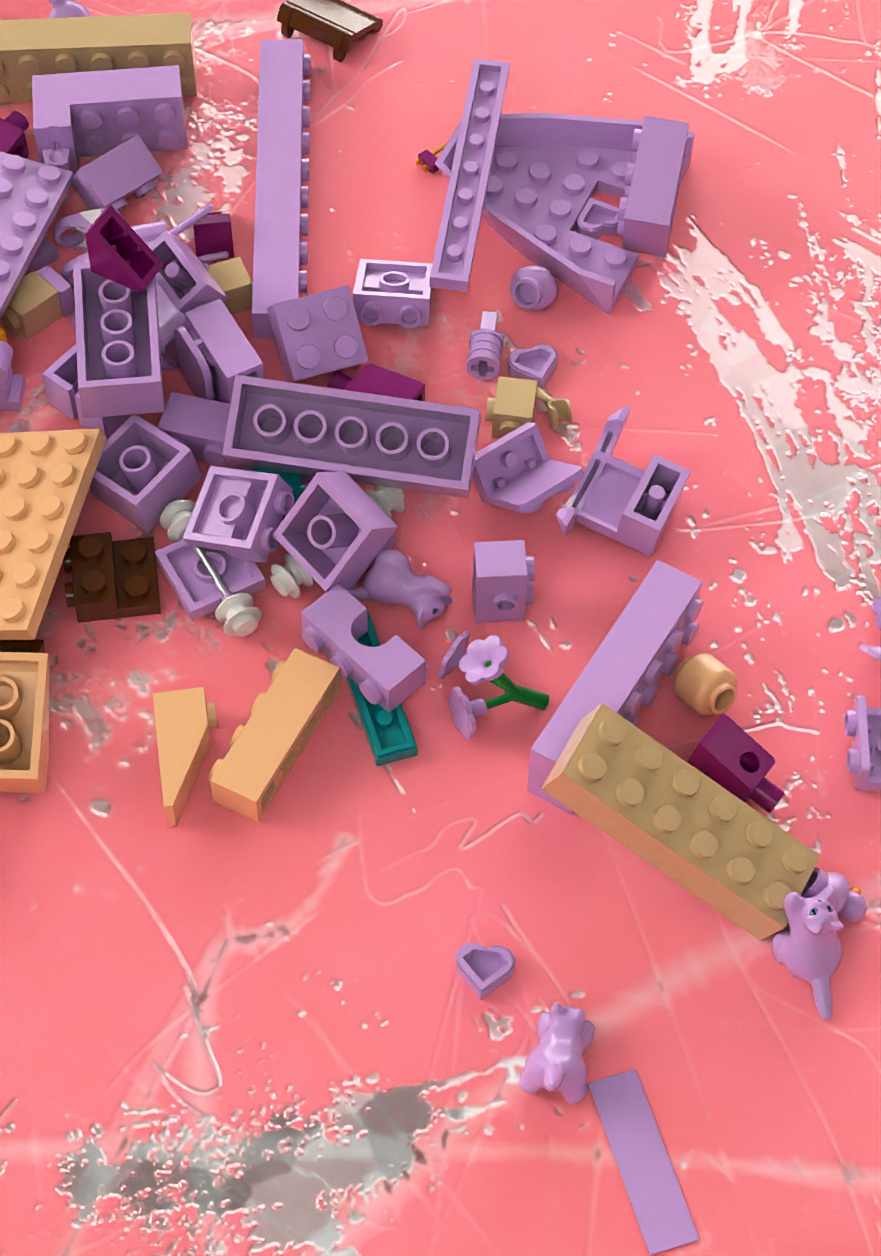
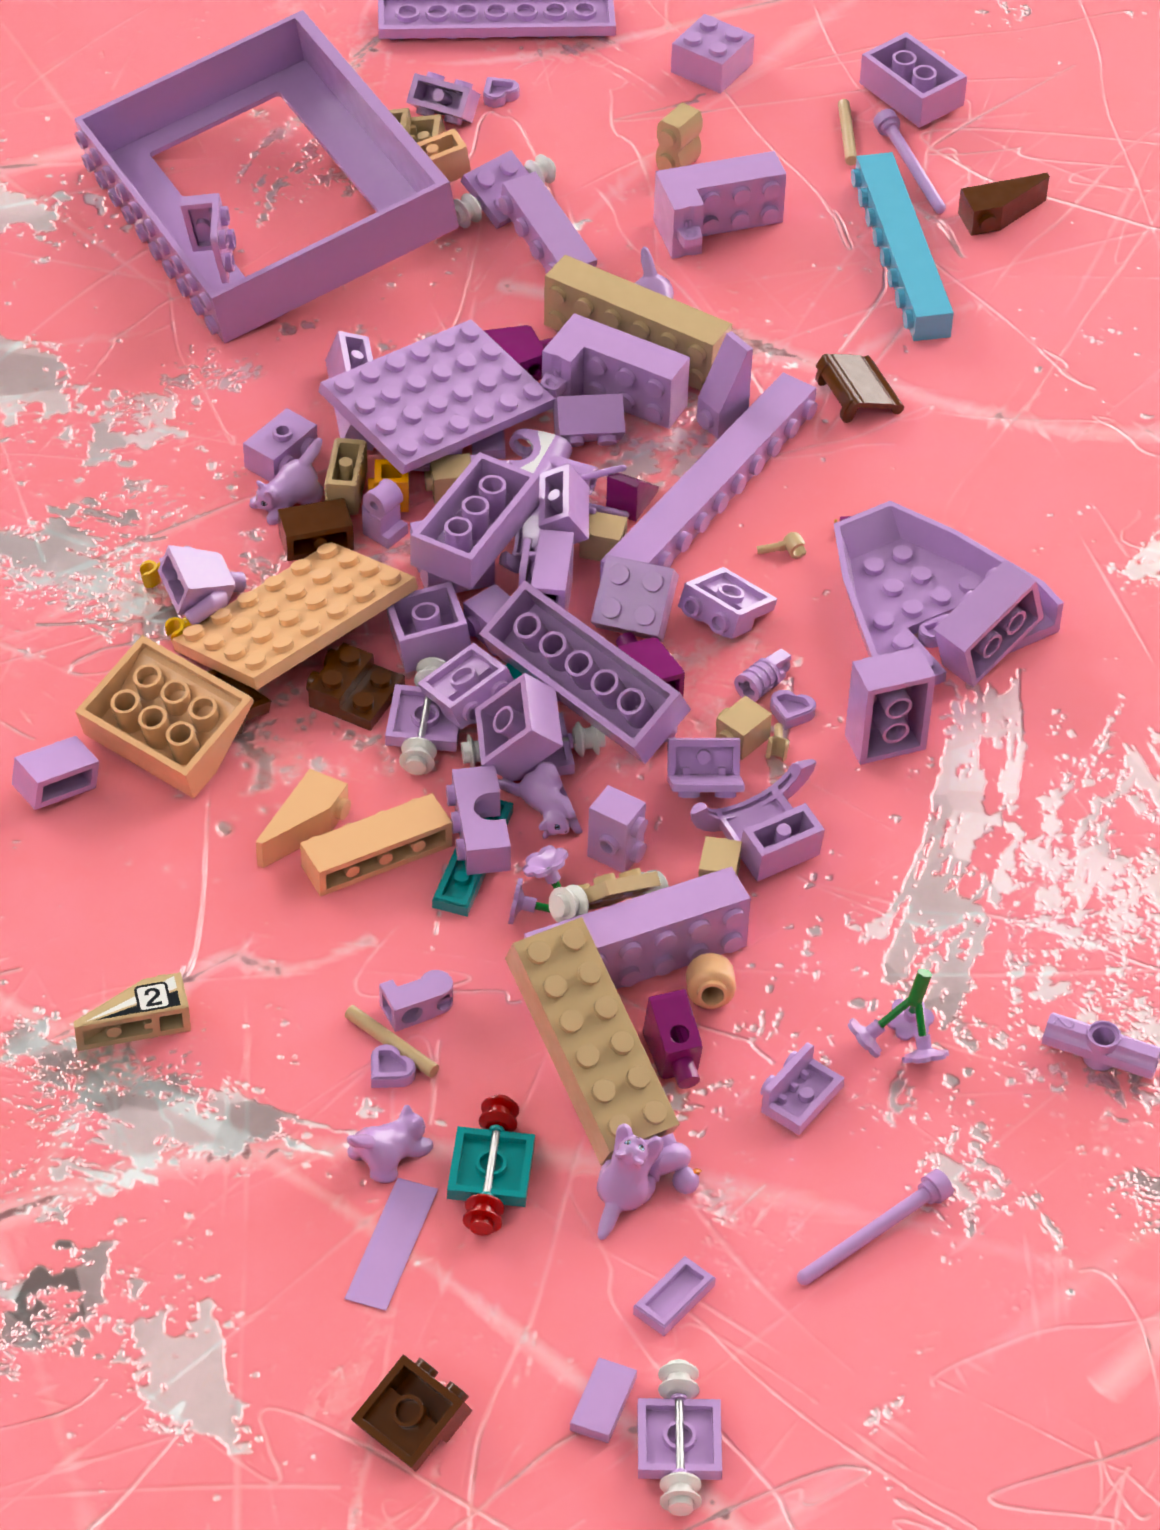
camera: 35 degrees right, 10 degrees down
(119, 252) = (511, 456): magenta slope -> none
(198, 1064) = (140, 1012): none -> tan slope
(228, 78) = (726, 387): none -> lavender slope
(399, 202) = (792, 543): none -> tan hand
(455, 879) = (416, 1000): none -> lavender leg
(460, 936) = (385, 1036): none -> tan bar
(469, 176) = (847, 541): lavender plate -> none
(533, 288) = (836, 652): lavender animal -> none
(539, 675) = (606, 891): none -> plate
(617, 562) = (719, 854): none -> tan brick
(642, 312) = (889, 705): none -> lavender brick
(673, 1013) = (491, 1165): none -> teal plate

